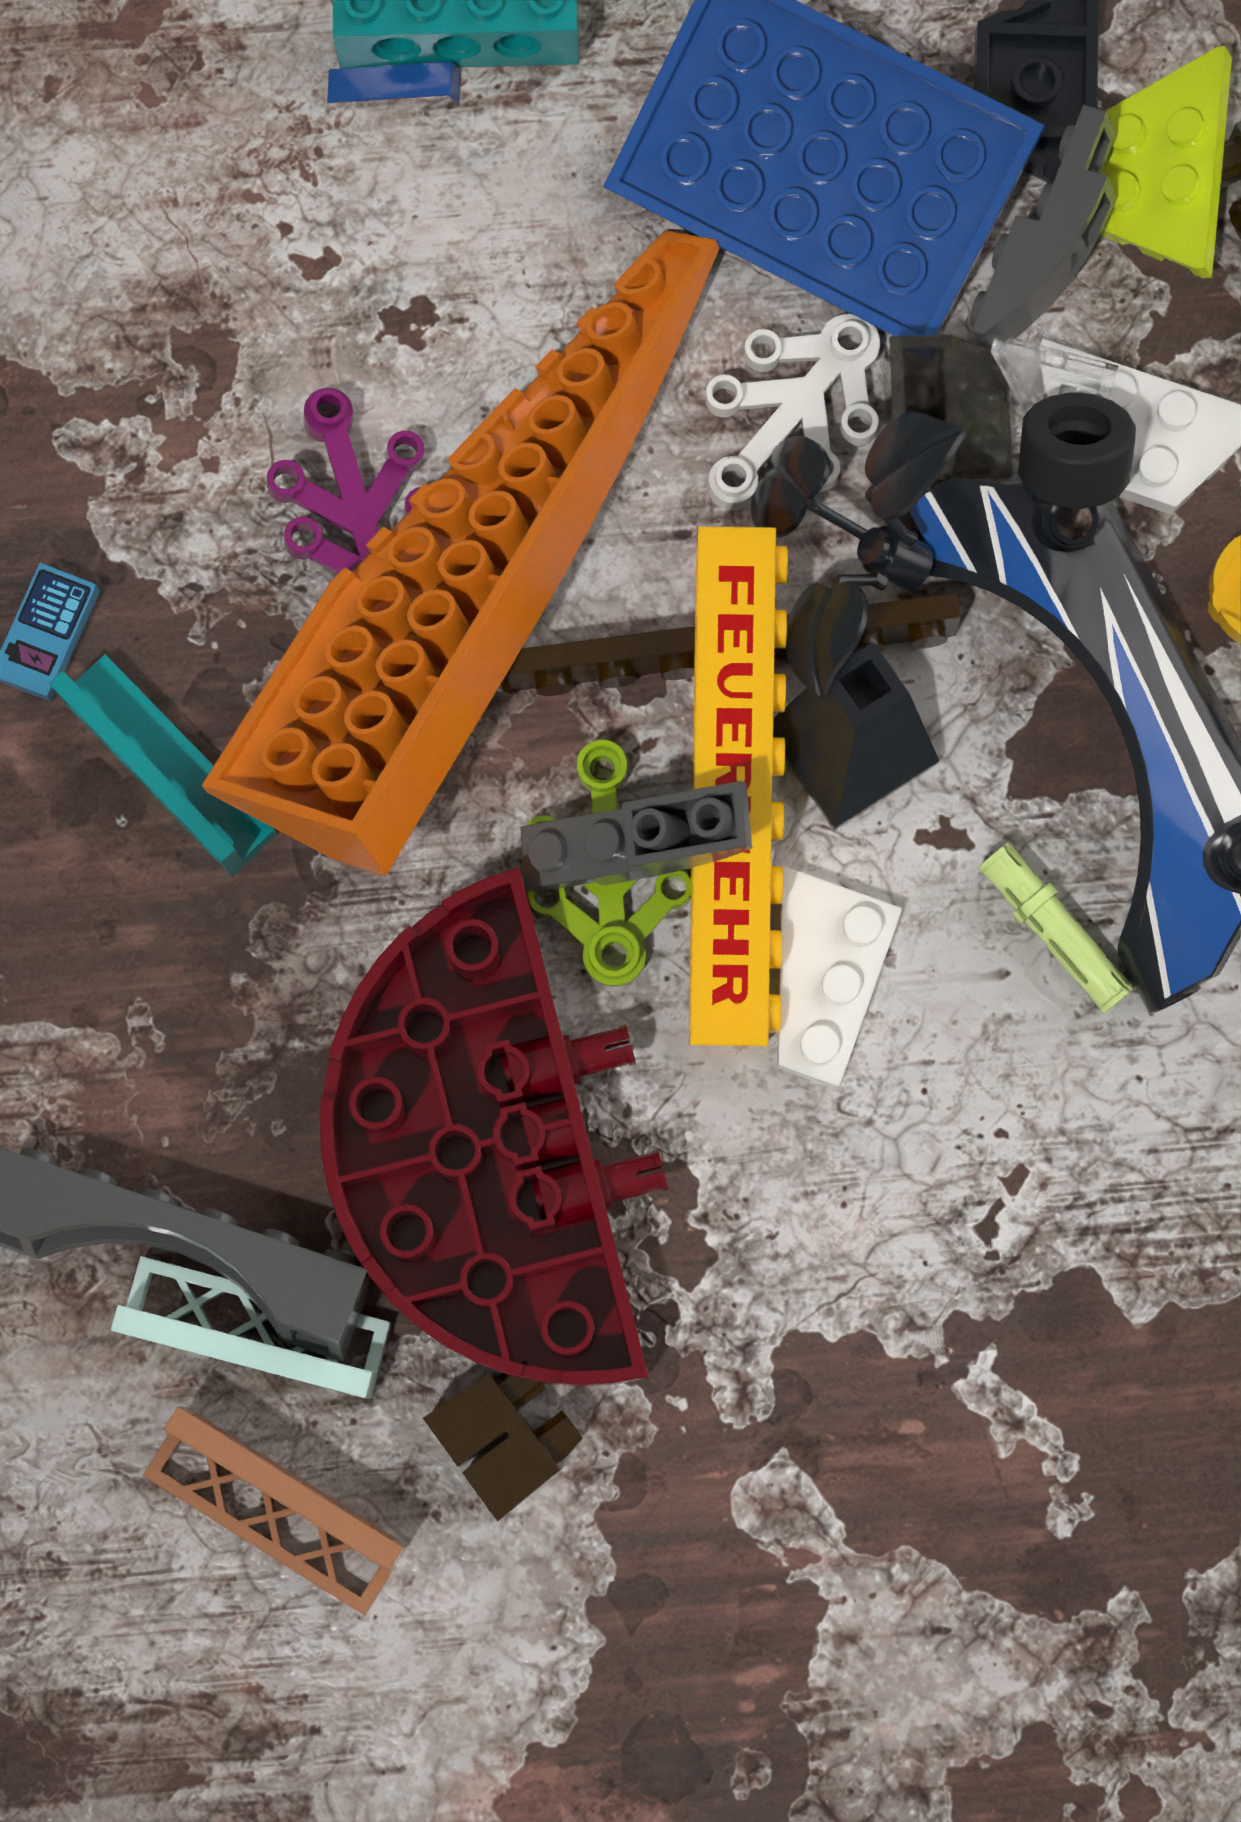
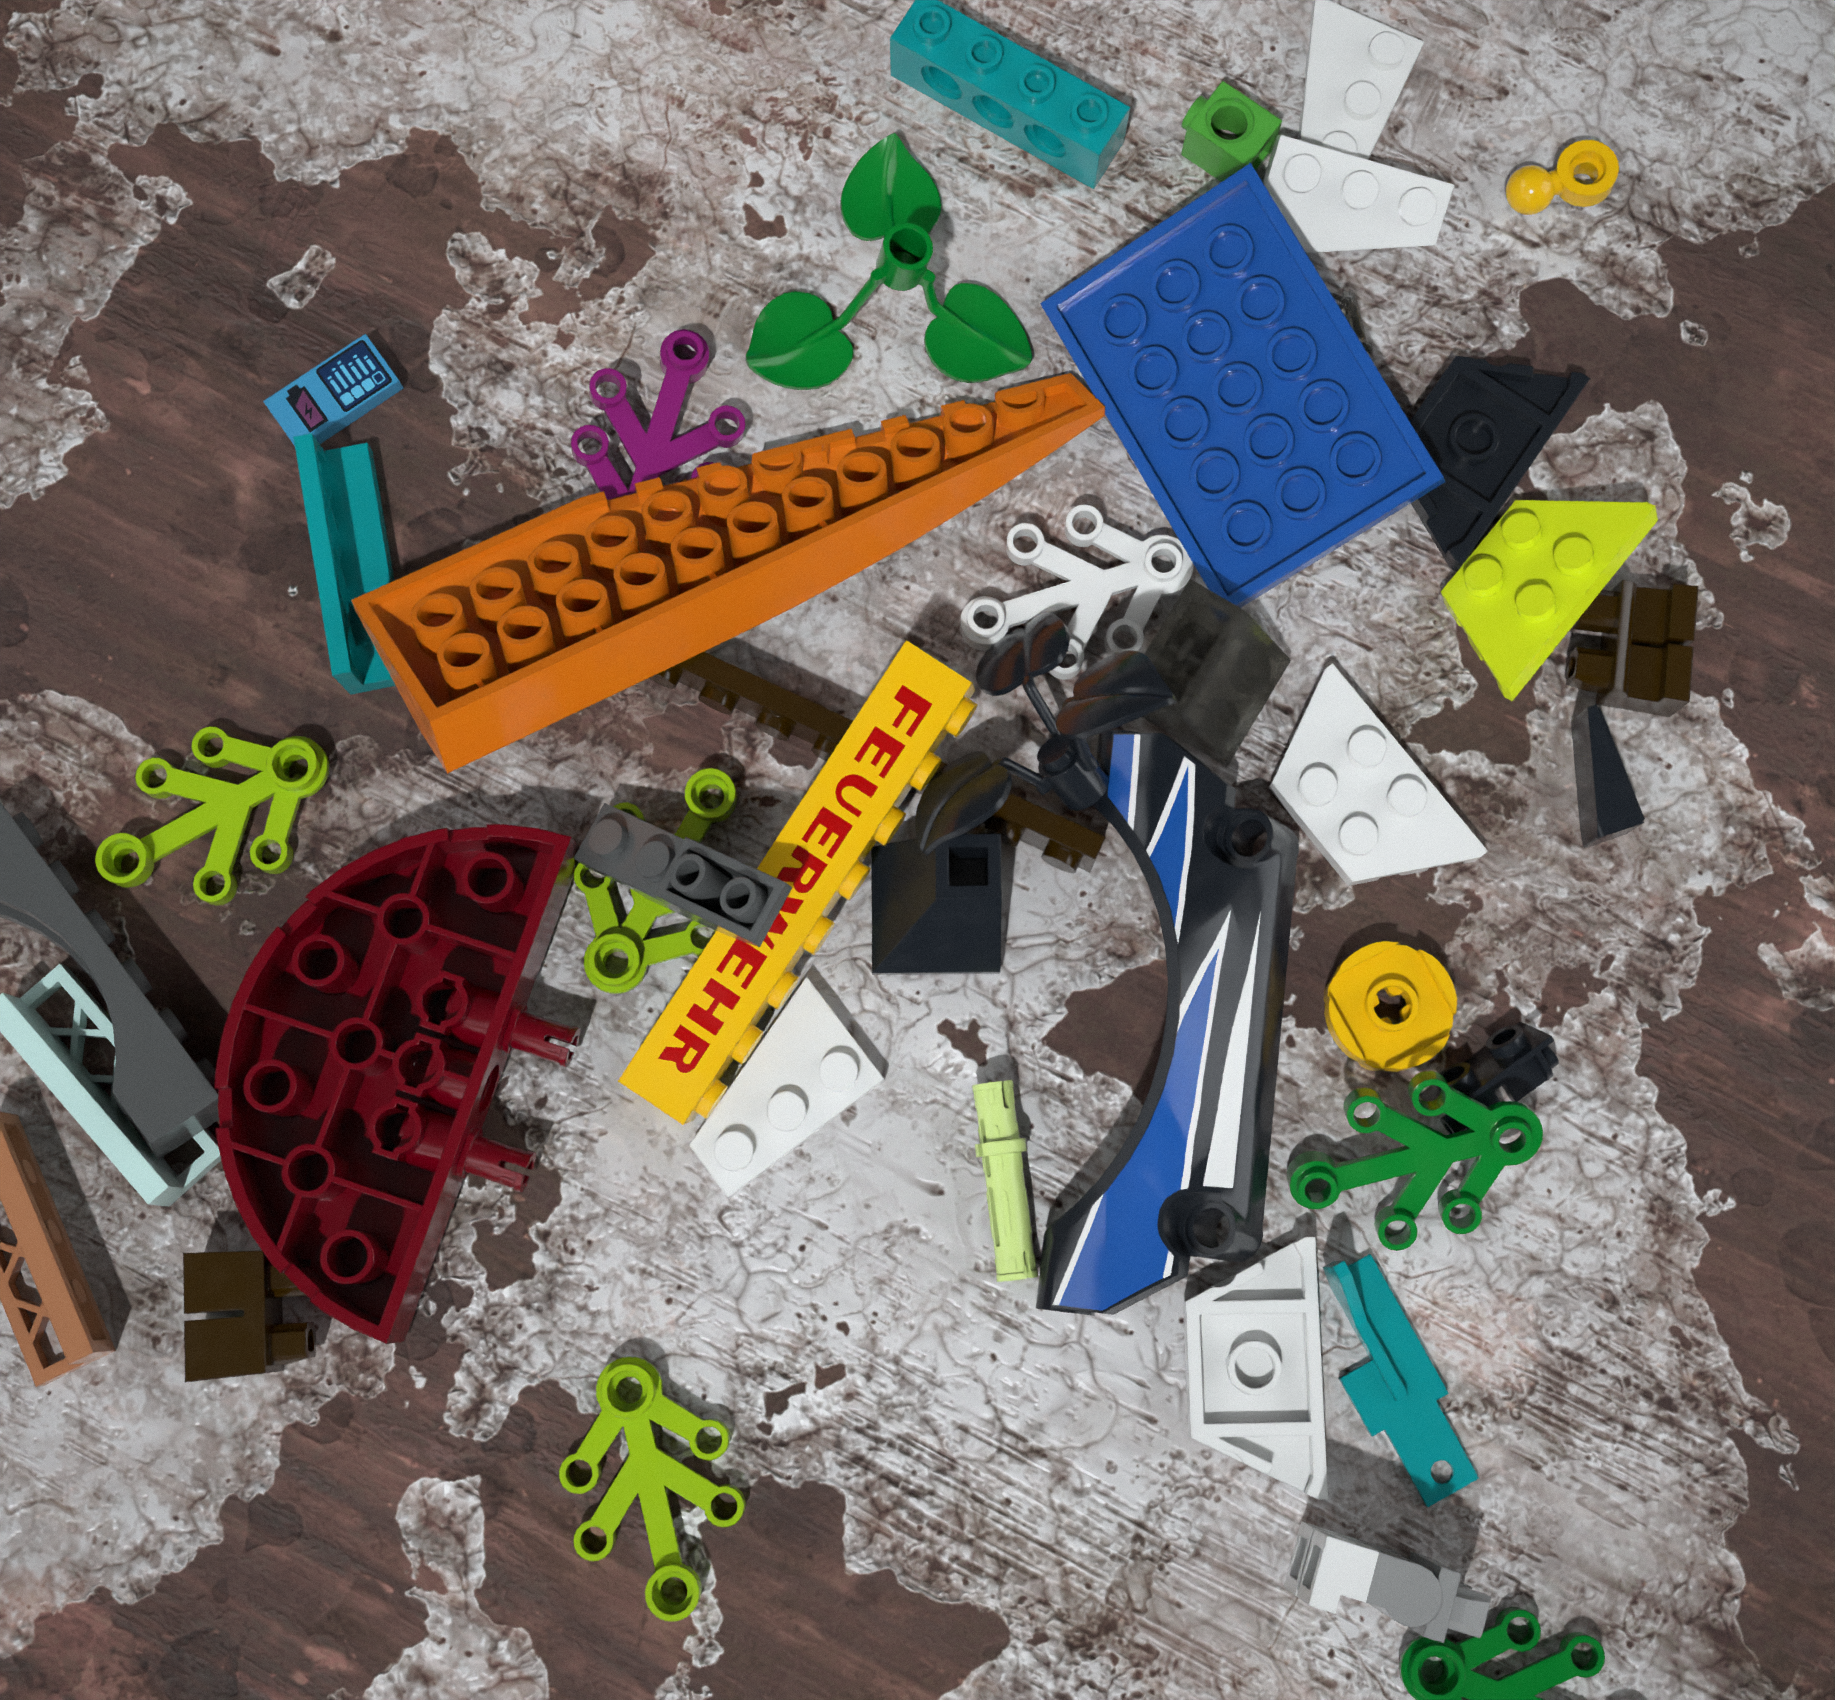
camera: 30 degrees right, 0 degrees up
(193, 1037) = (224, 808): none -> lime plant
(394, 82) = (928, 112): blue piece -> none
(421, 174) = (895, 200): none -> green plant
(923, 1354) = (648, 1474): none -> lime plant
(1032, 366) = (1302, 683): clear slope -> none
(1044, 255) = (1374, 593): dark grey slope -> none
(1076, 450) = (1287, 778): black tyre -> none

